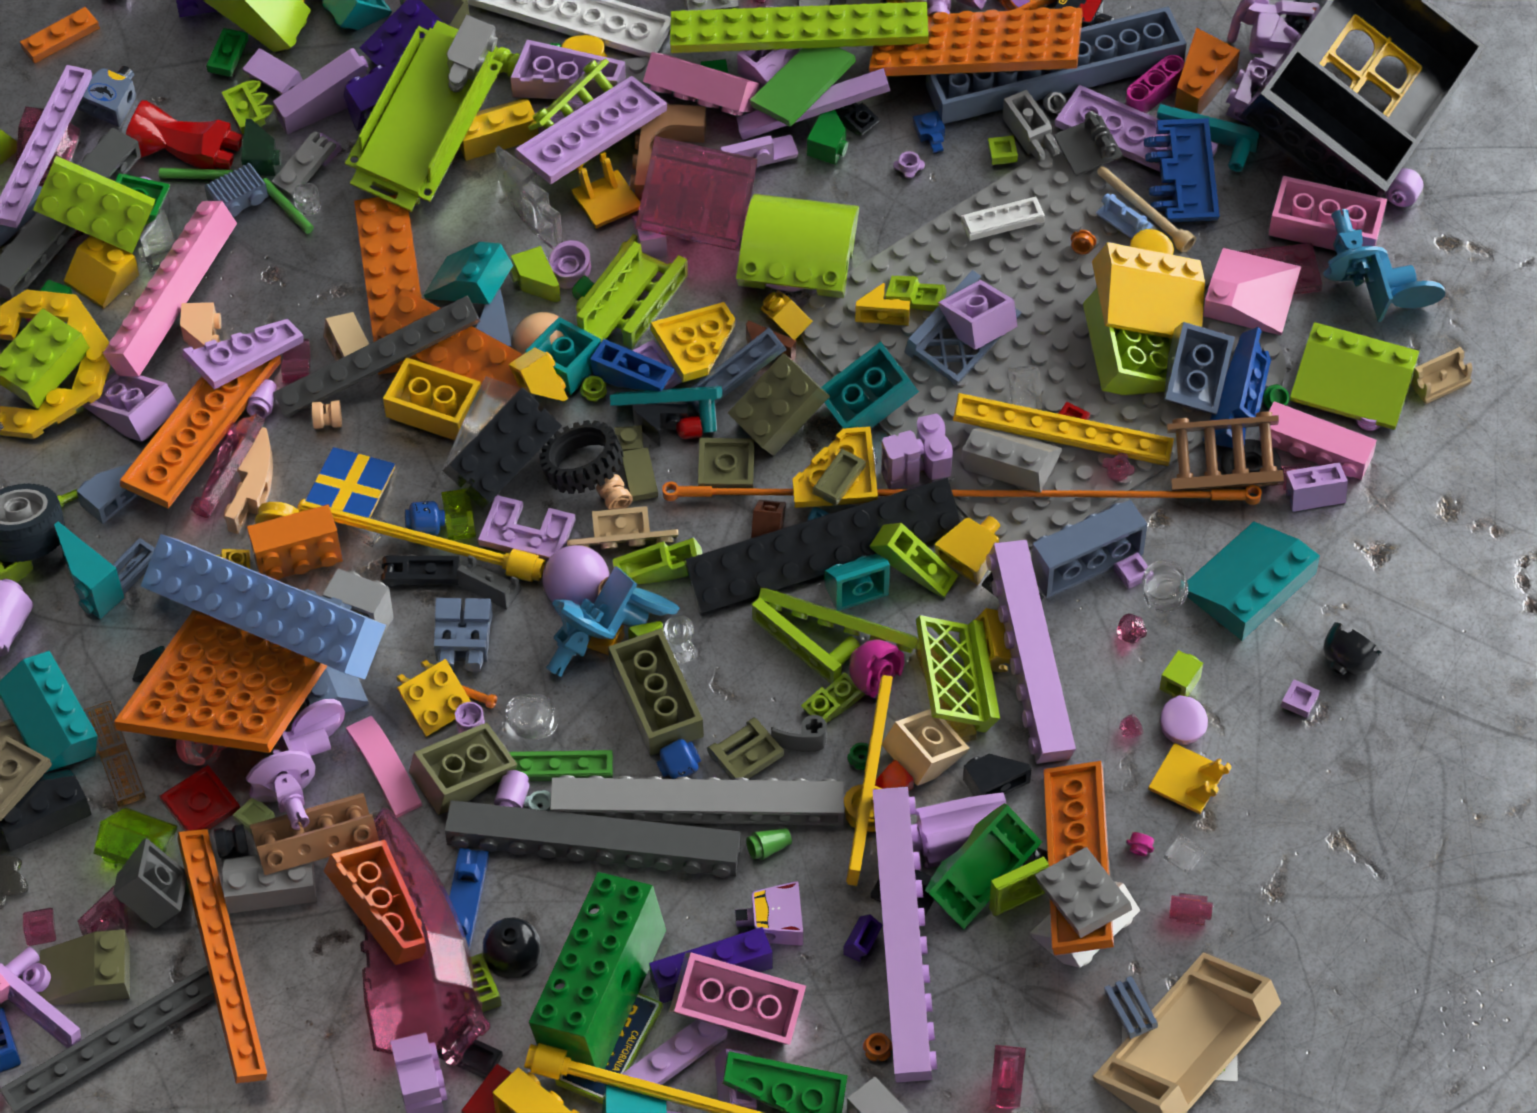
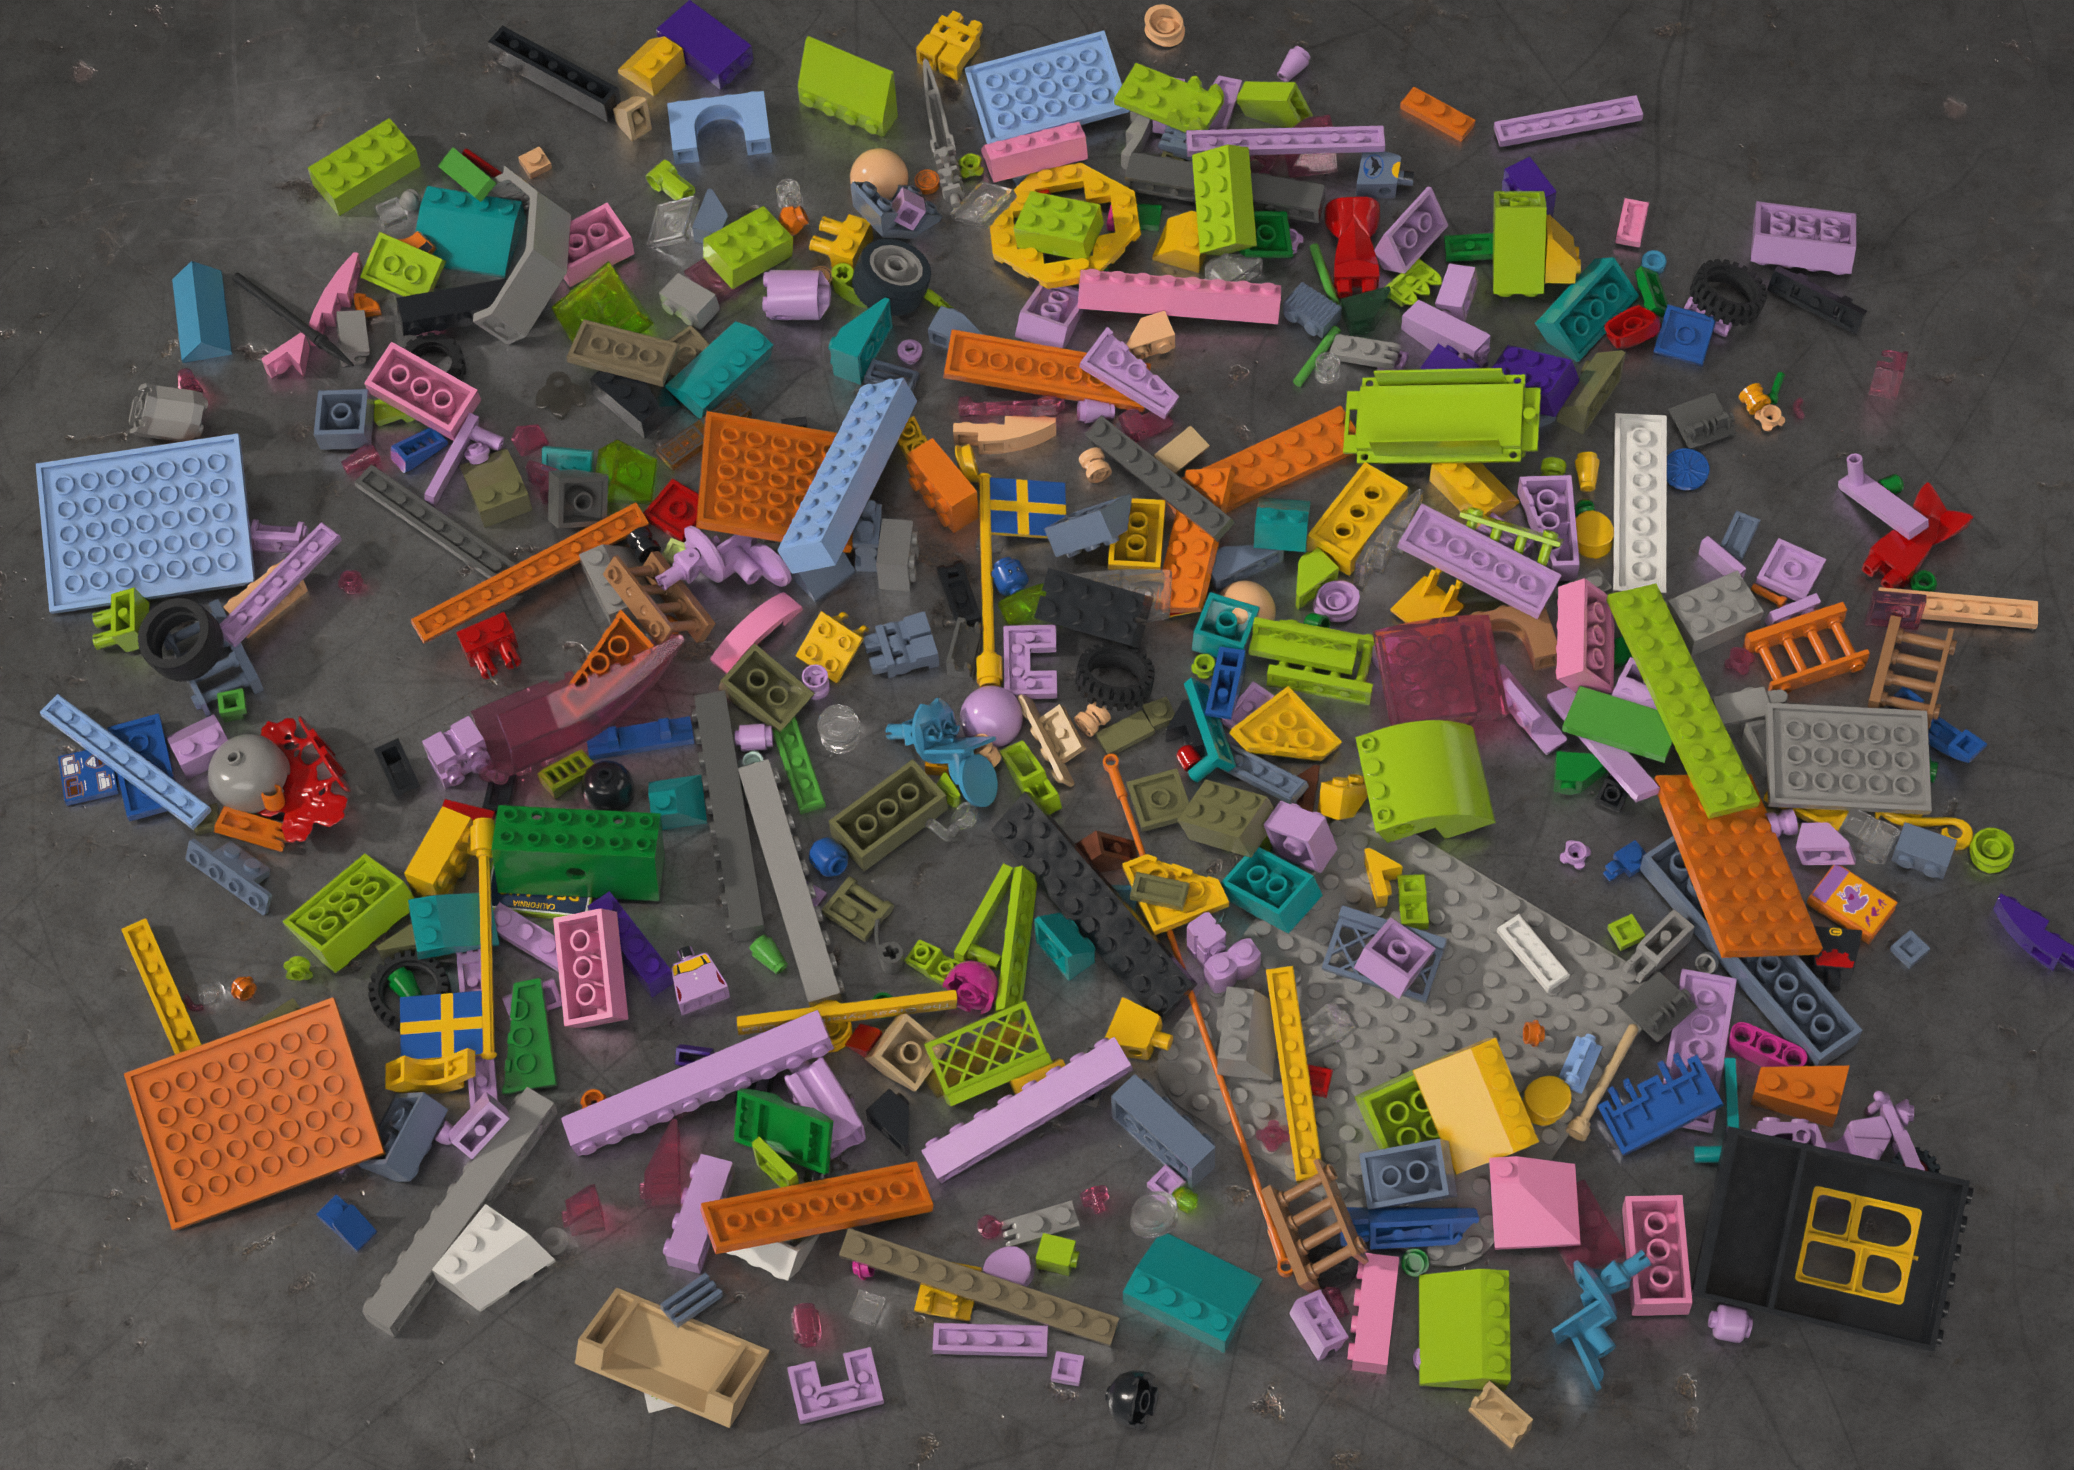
camera: 75 degrees right, 5 degrees up
(90, 887) = (568, 458): none -> teal plate
(110, 546) = (909, 356): none -> lavender plate
(193, 85) = (1411, 233): none -> lavender slope
(283, 1023) = (489, 640): none -> red brick
(406, 425) = (1090, 527): none -> sand blue slope
(469, 51) = (1504, 421): light grey hinge -> none
(489, 212) = (1355, 516): none -> yellow brick
(489, 700) = (846, 692): orange piece -> none
(514, 36) = (1587, 470): none -> yellow cone
(537, 375) = (1180, 609): yellow slope -> none
(554, 888) = (678, 801): none -> teal slope
(822, 350) = (1300, 836): none -> lavender brick
(913, 558) = (1100, 985): lime slope -> none
(984, 997) = (663, 1172): none -> clear pink slope
(1039, 975) = (690, 1237): none -> lavender brick
(1083, 892) = (765, 1214): light grey plate -> none
(1143, 683) = (1051, 1220): none -> light grey hinge
(1155, 554) = (1185, 1199): none -> clear neon green piece
(1202, 743) = (979, 1287): none -> dark tan brick
(1251, 755) = (990, 1339): none -> lavender plate
(1274, 919) = (820, 1402): none -> lavender plate

